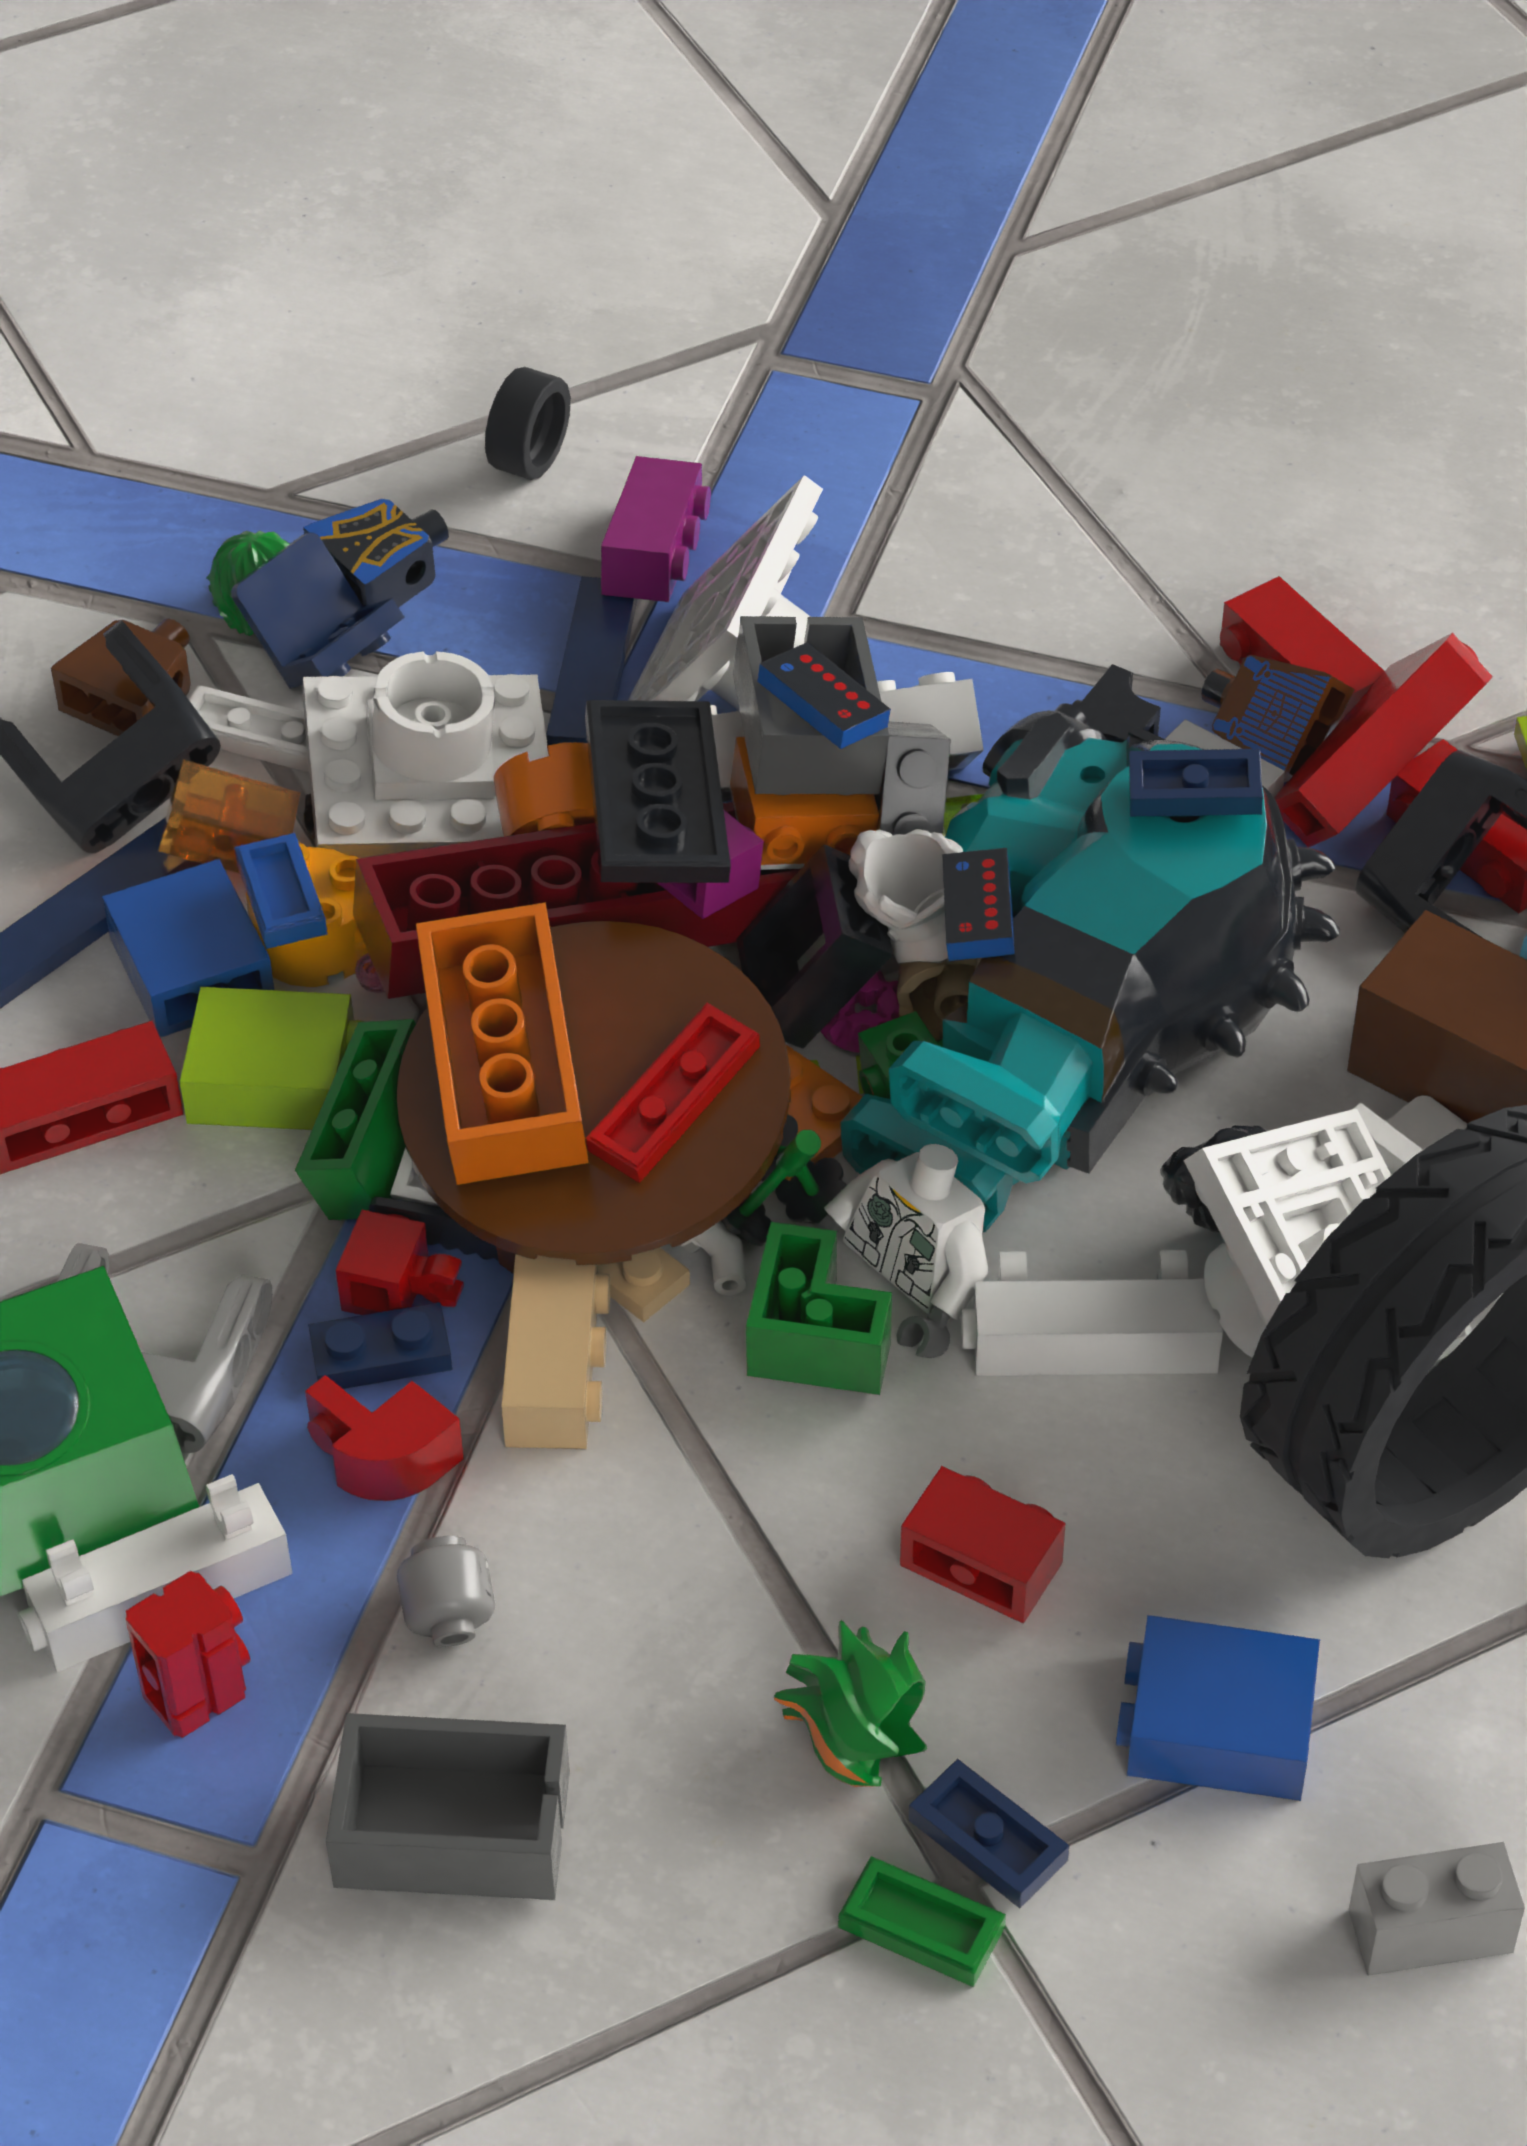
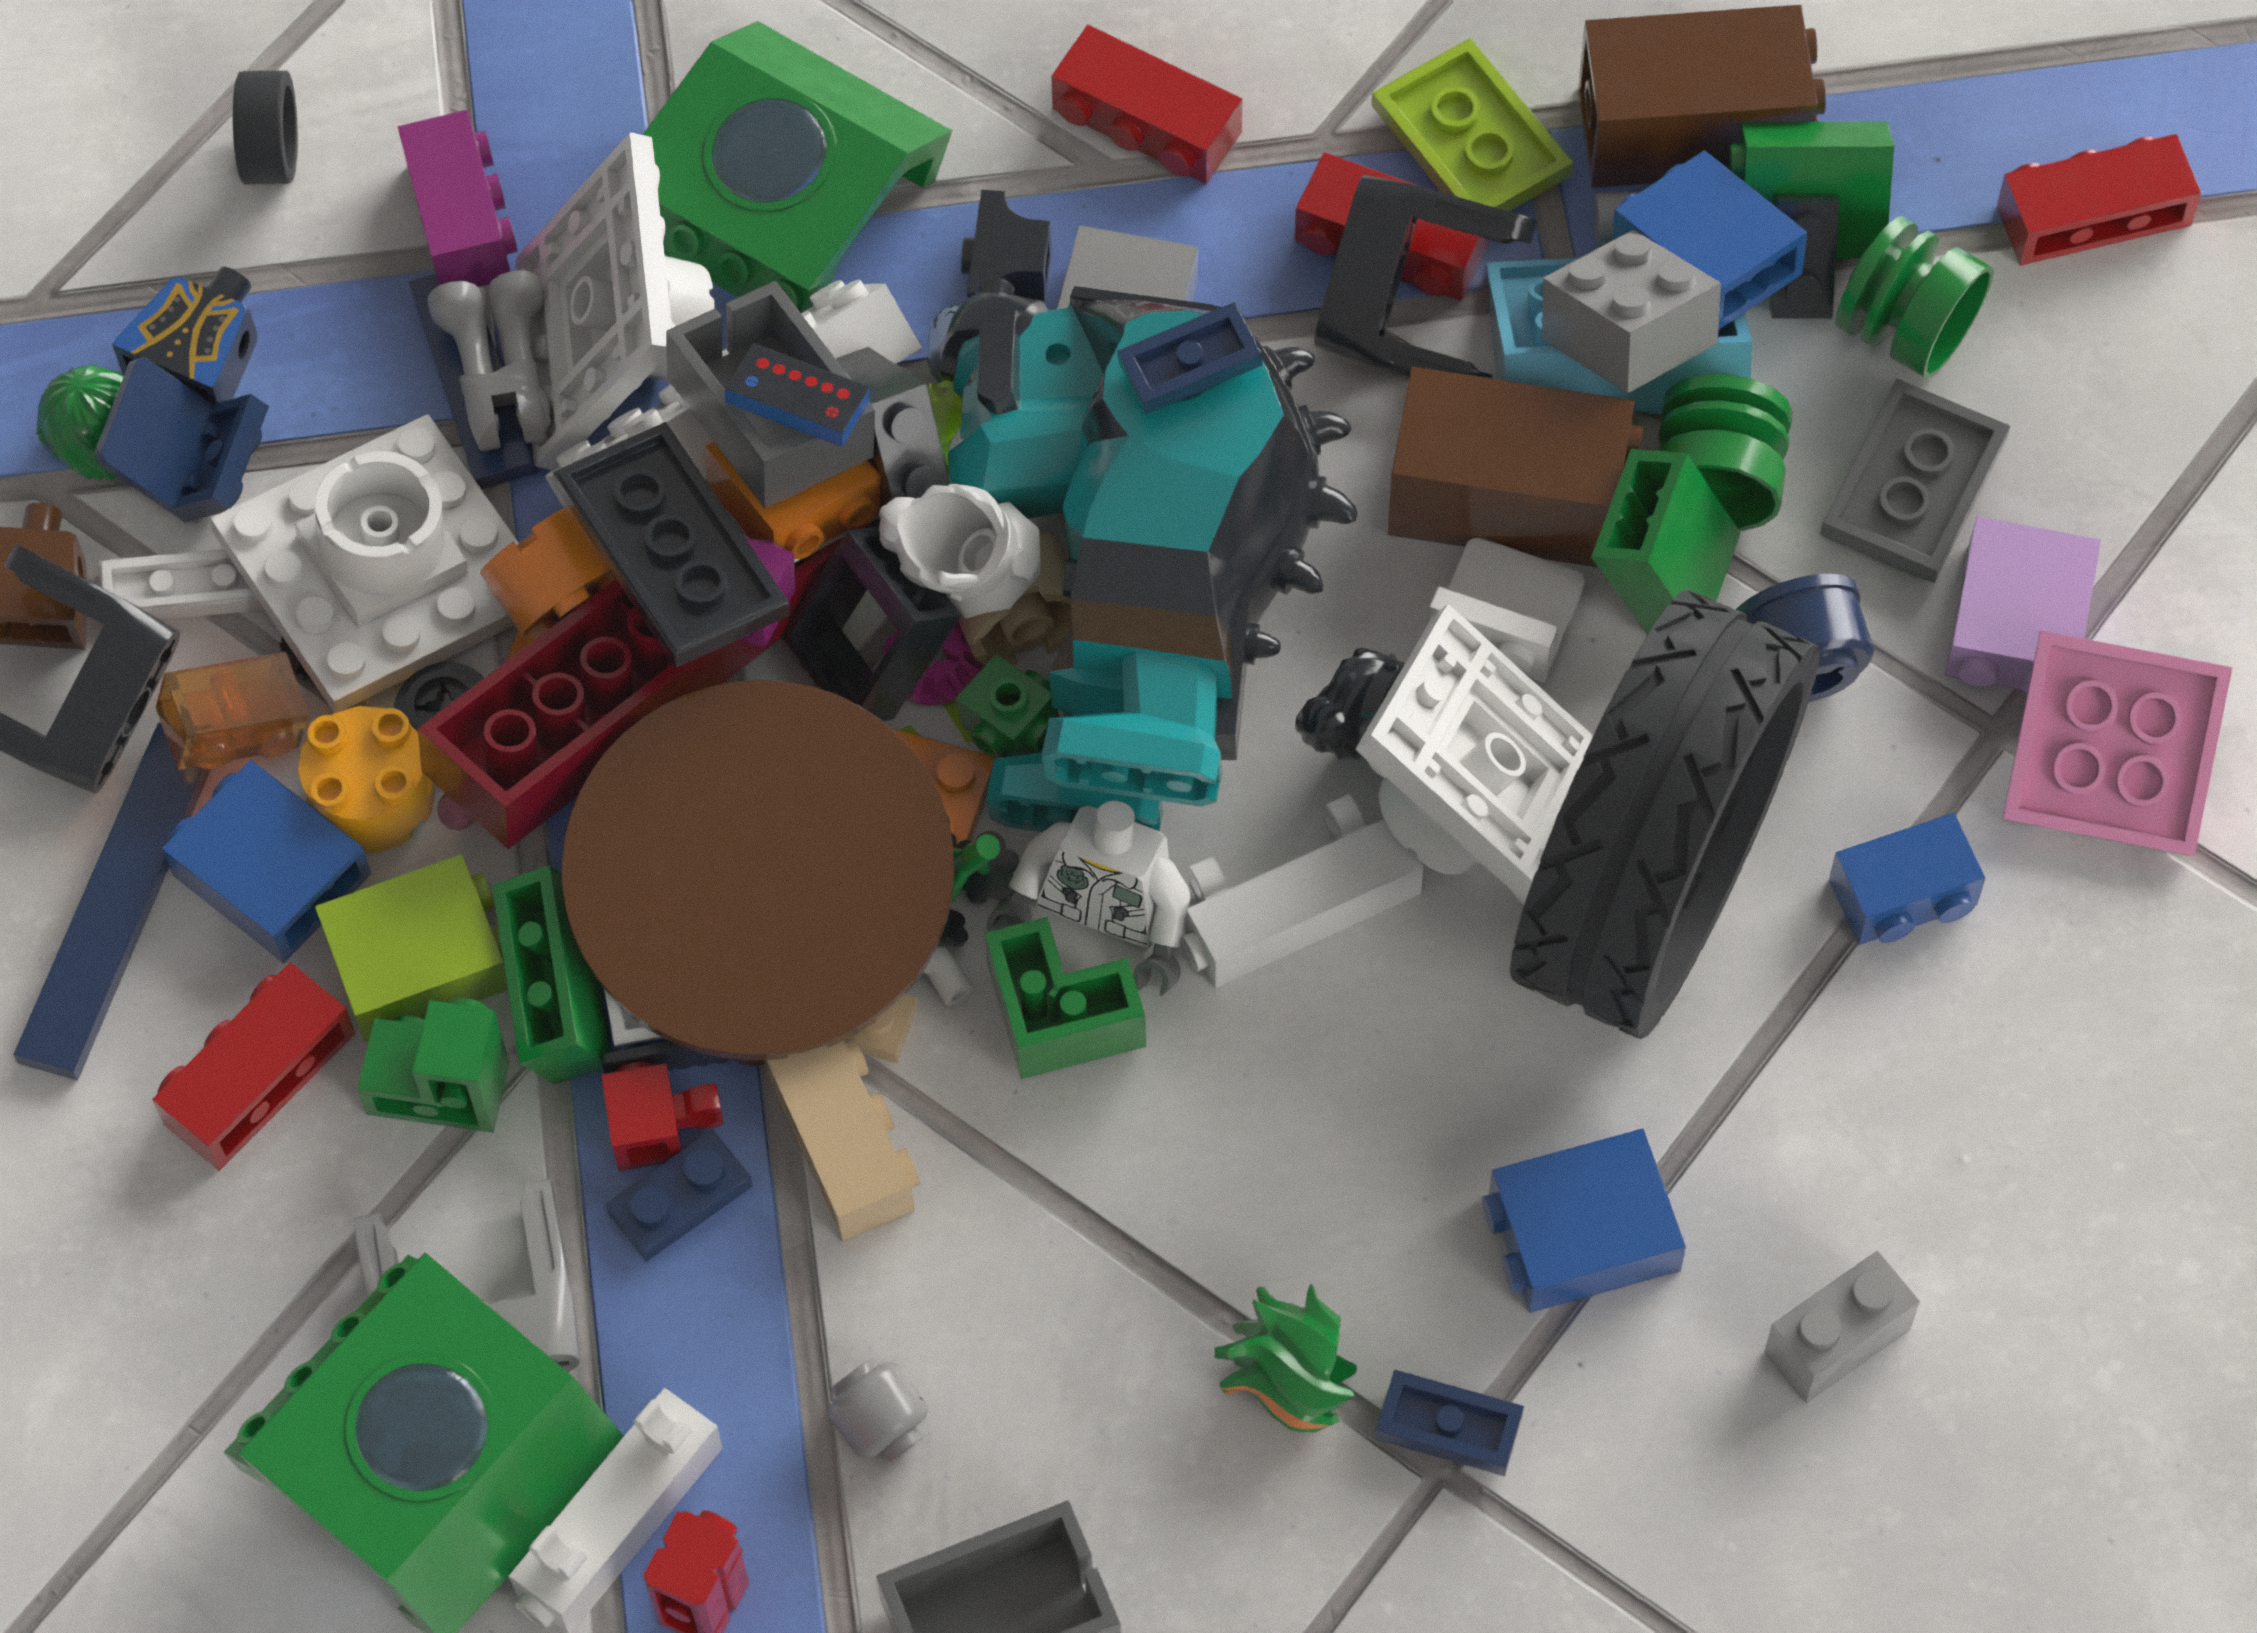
camera: 25 degrees left, 15 degrees up
(228, 1153) = (438, 1067): none -> green brick
(280, 890) = (344, 778): blue tile -> none
(384, 1451) = (746, 1302): red brick -> none
(501, 1044) = (668, 870): orange brick -> none
(607, 604) = (514, 304): none -> light grey piece
(673, 1092) = (839, 846): red tile -> none
(922, 1921) = (1431, 1524): green tile -> none
(942, 580) = (780, 162): none -> green panel
(978, 904) = (1042, 555): black tile -> none
(982, 1543) = (1312, 1155): red brick -> none
(1276, 709) = (1157, 184): reddish brown torso -> none
(1380, 737) = (1269, 176): red slope -> none

